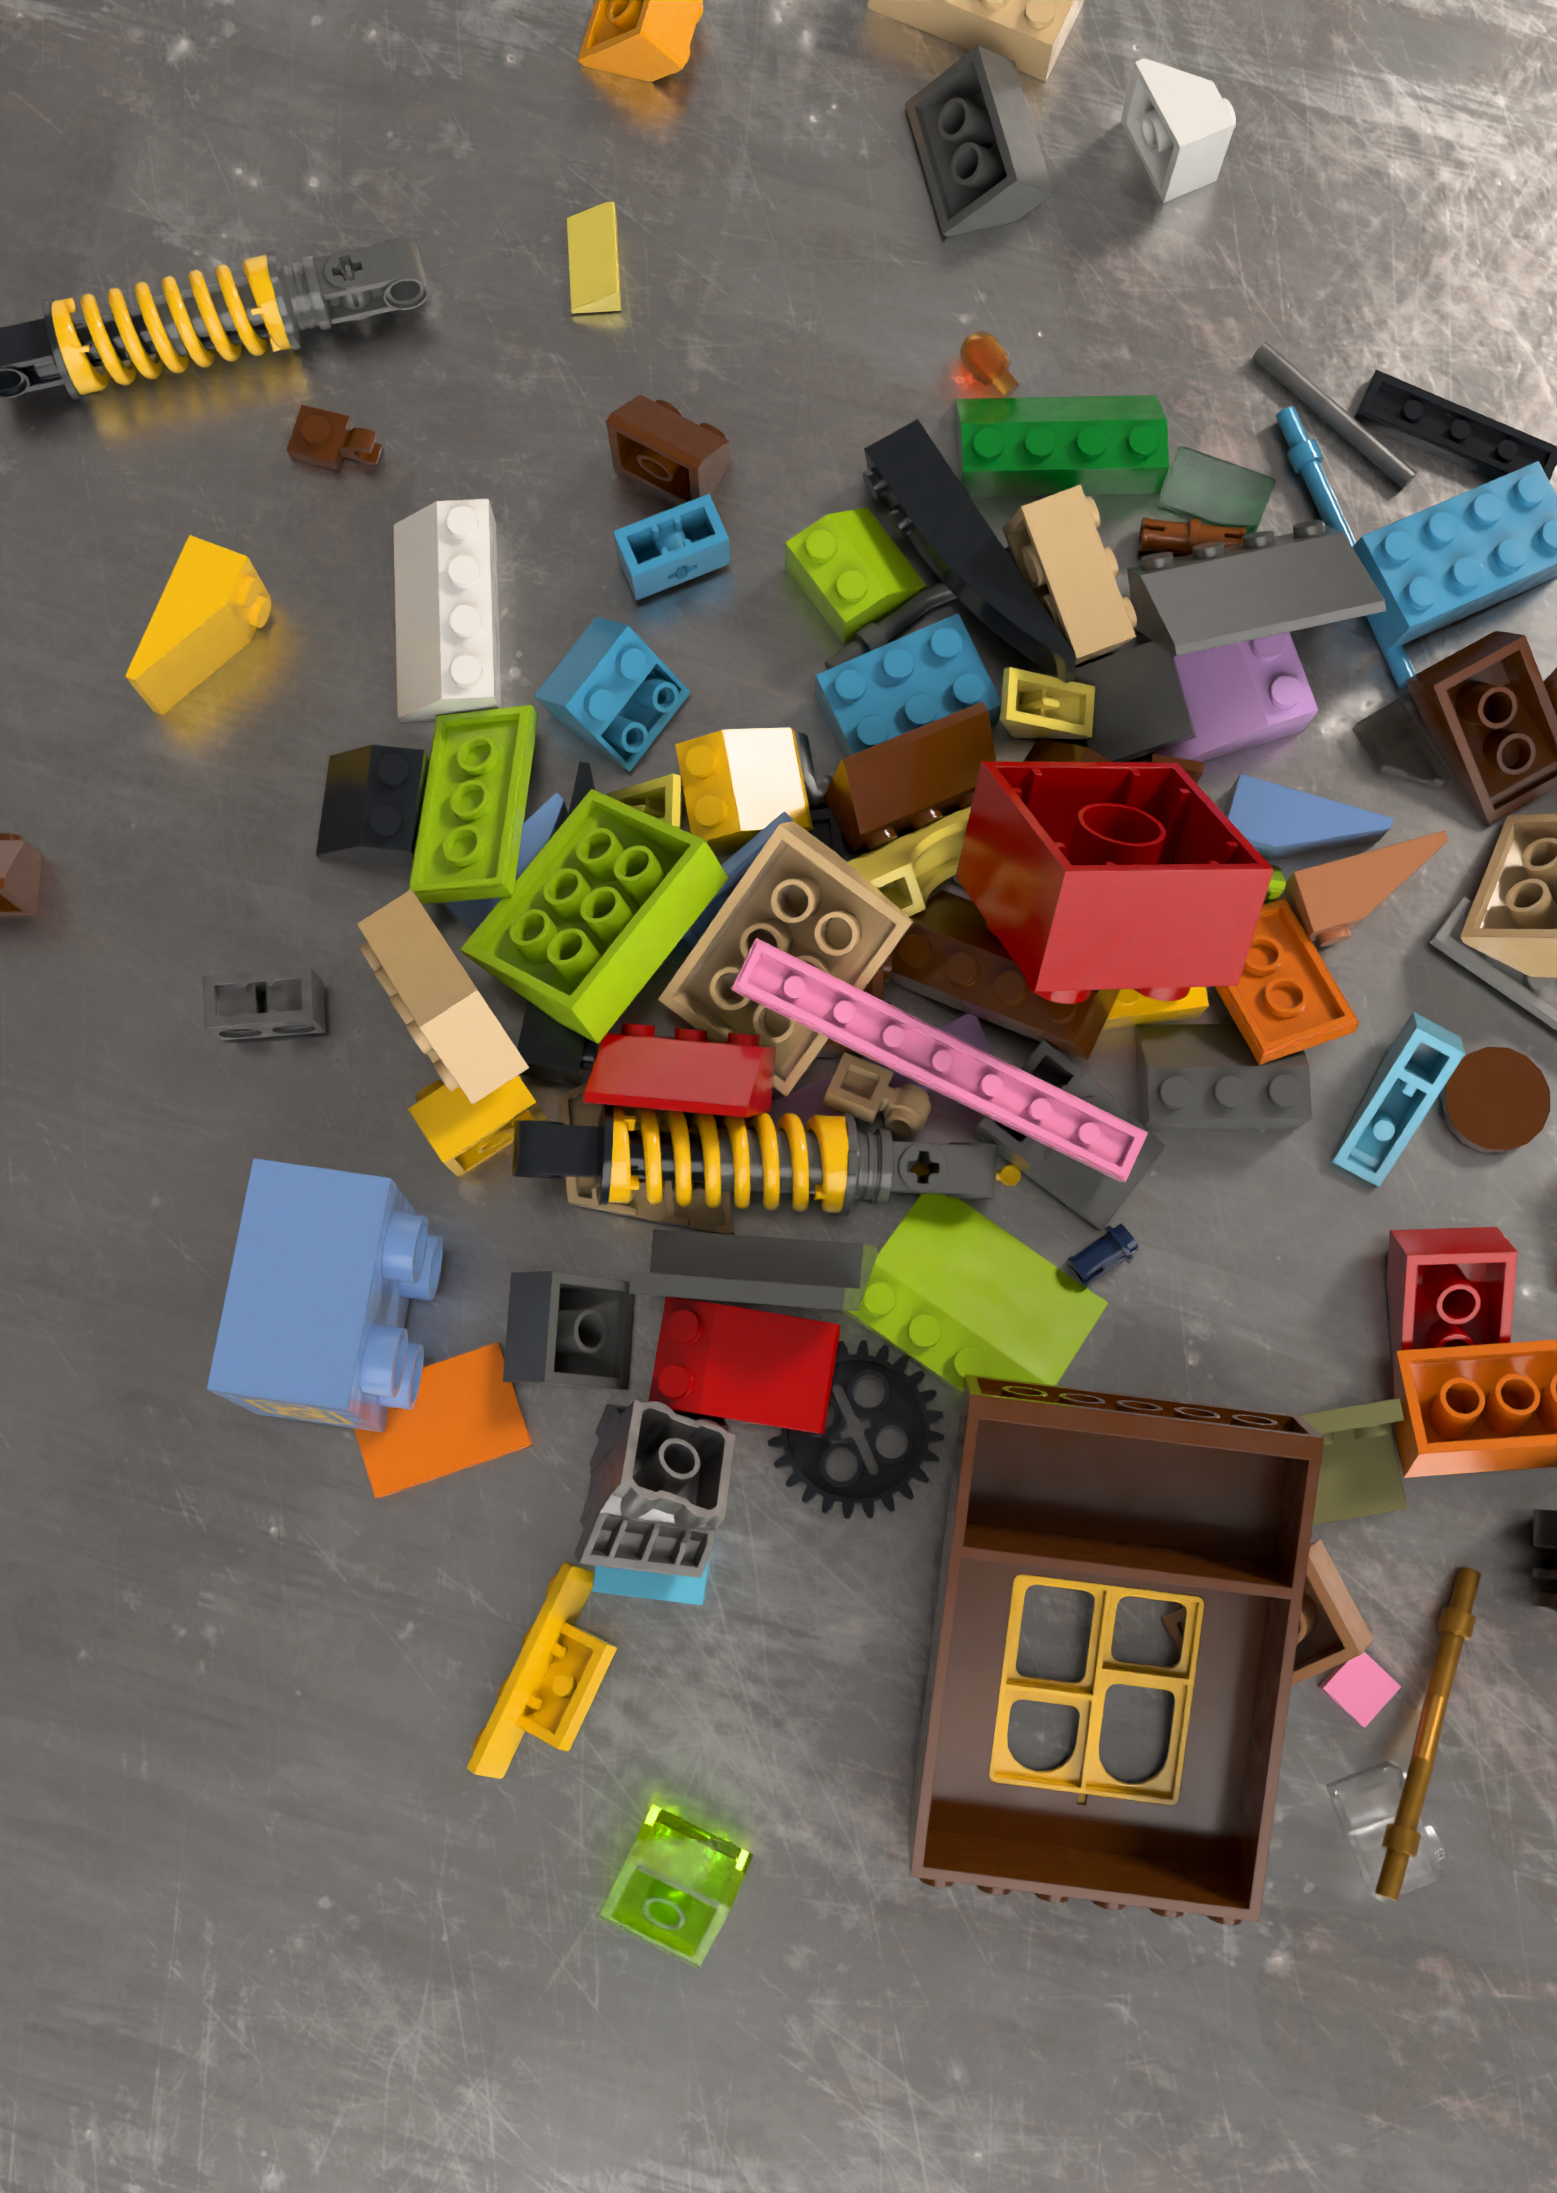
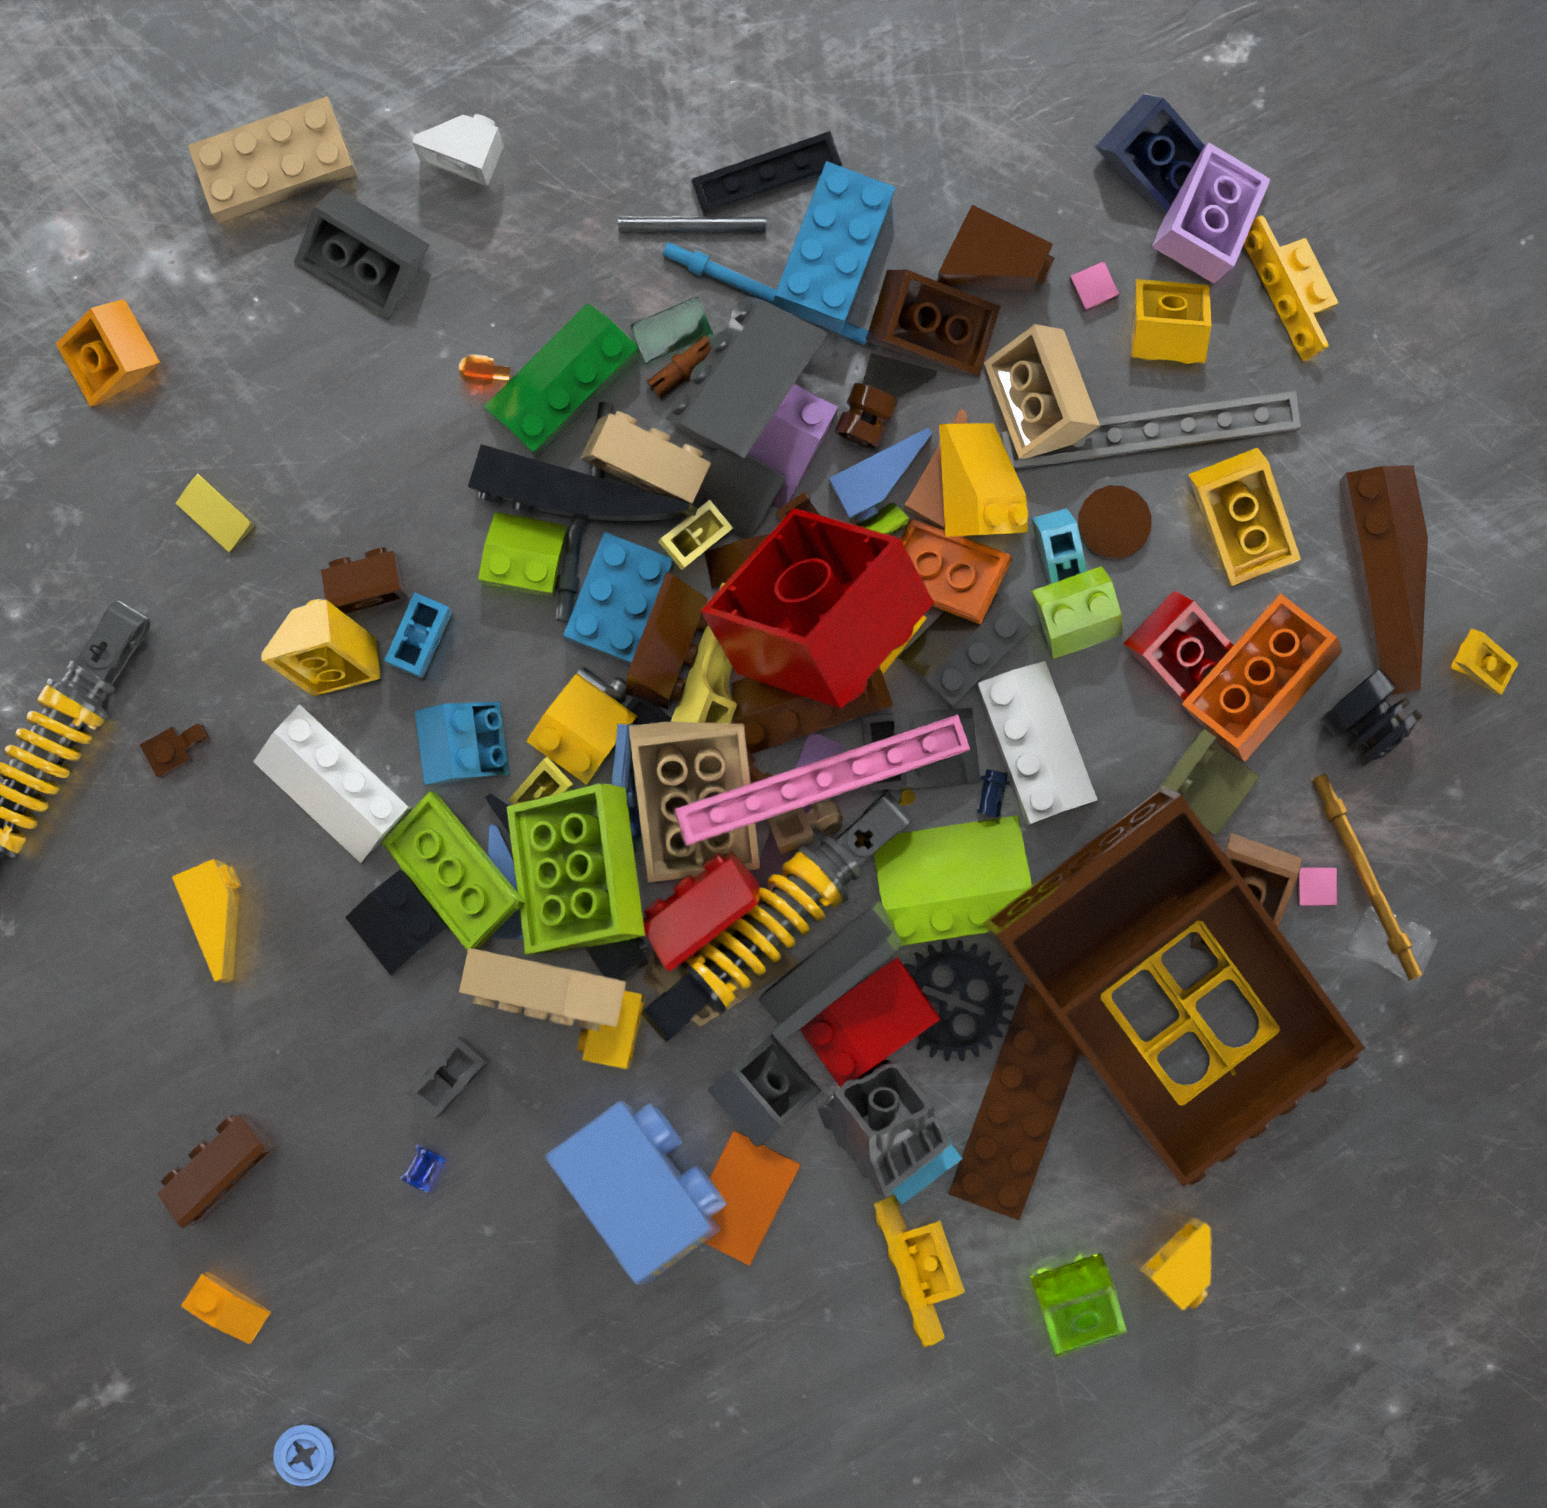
camera: 40 degrees left, 5 degrees up
(151, 1073) = (423, 1168): none -> clear blue bush
(561, 461) = (323, 649): none -> yellow slope
(809, 1612) = (1016, 1111): none -> reddish brown plate
(828, 1963) = (1183, 1266): none -> yellow slope
(1198, 1245) = (1035, 742): none -> white slope
(1345, 749) = (869, 403): none -> reddish brown wheel
(1374, 1153) = (1078, 612): none -> lime slope
(1393, 923) = (979, 483): none -> yellow slope

